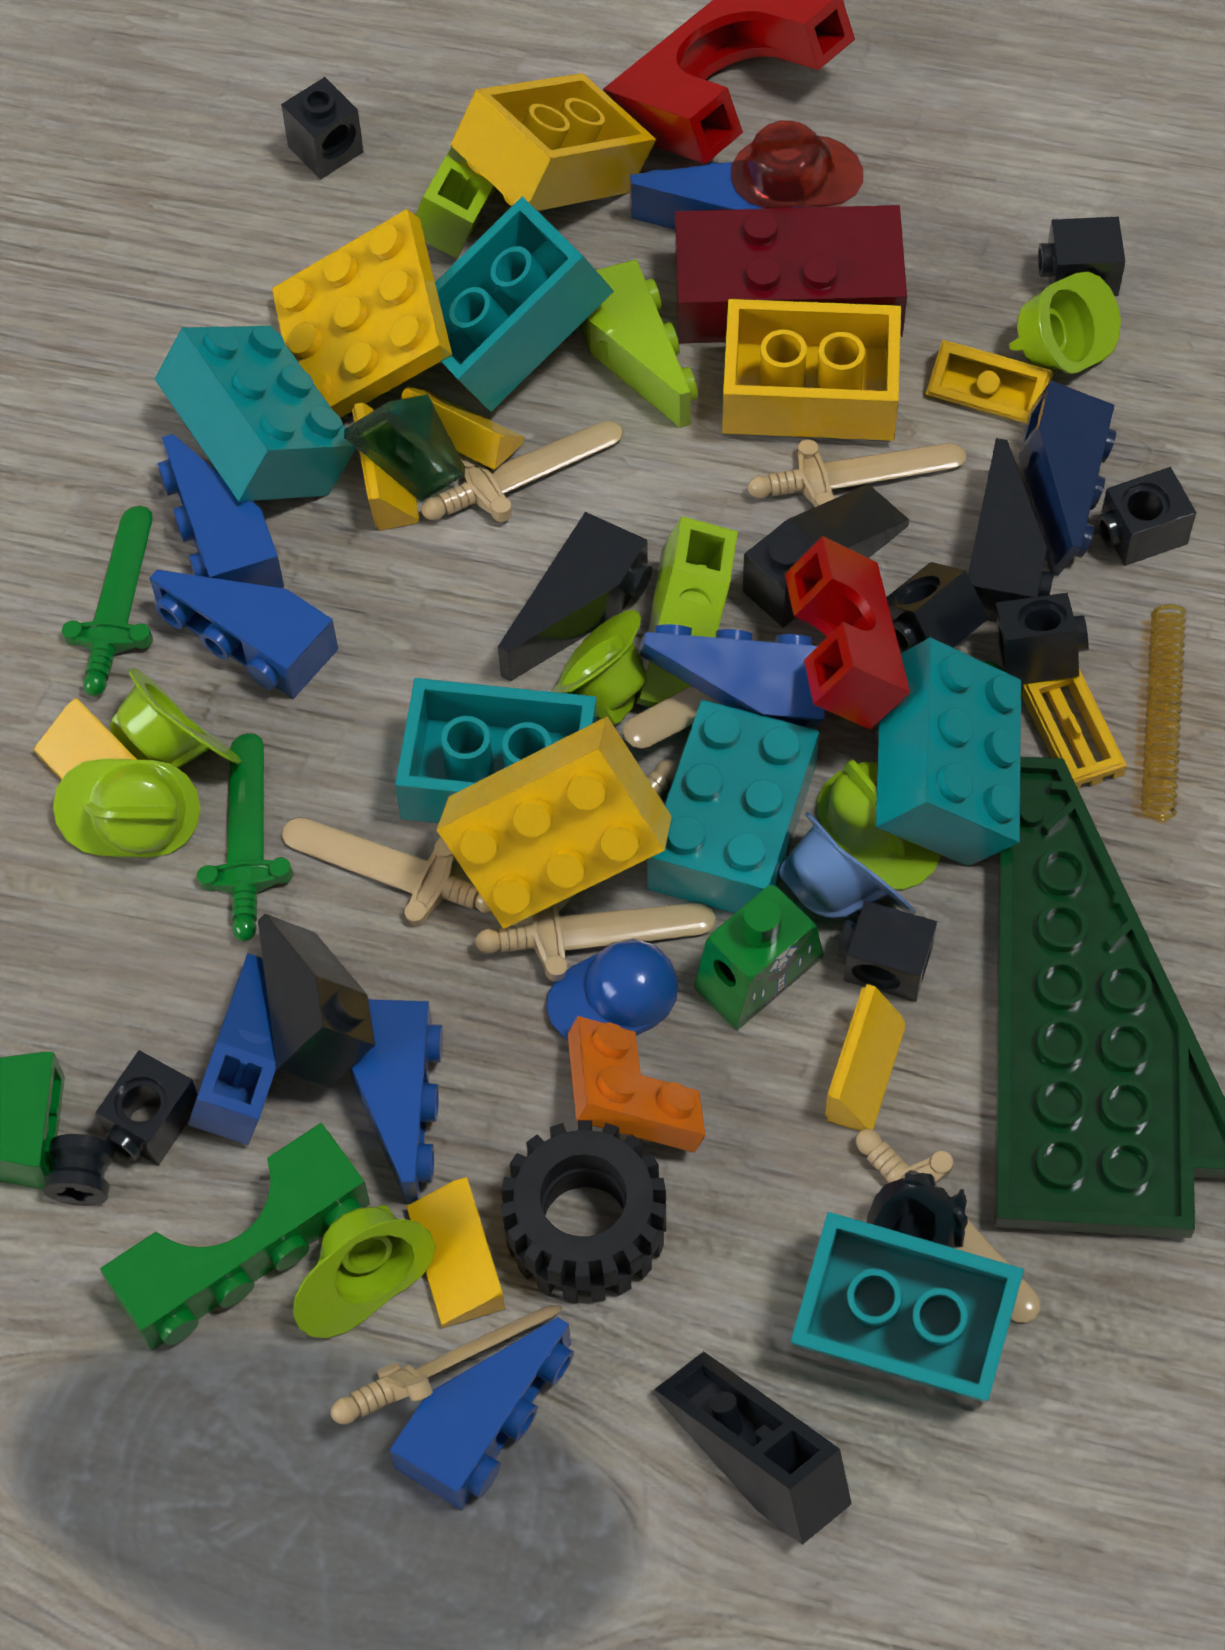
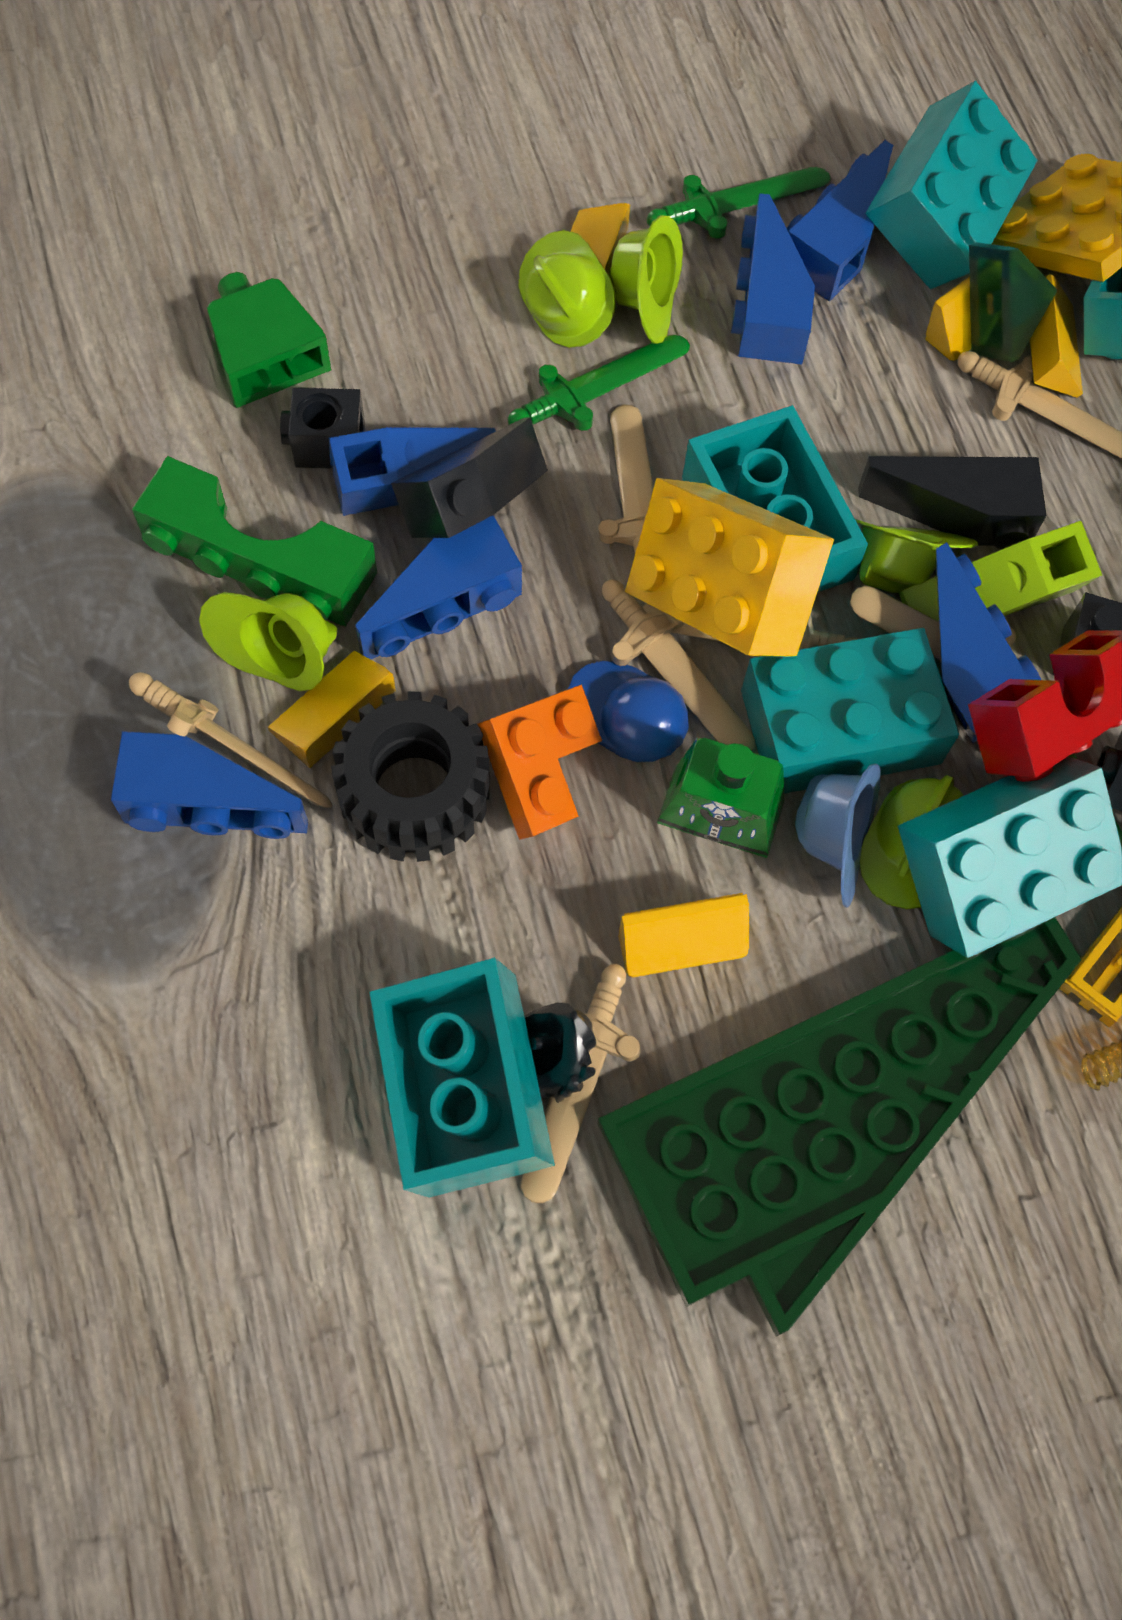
camera: 55 degrees right, 5 degrees up
(78, 1169) = (251, 409): black wheel -> none
(759, 1446) = (279, 1019): black slope -> none
(887, 950) = (798, 902): black brick -> none

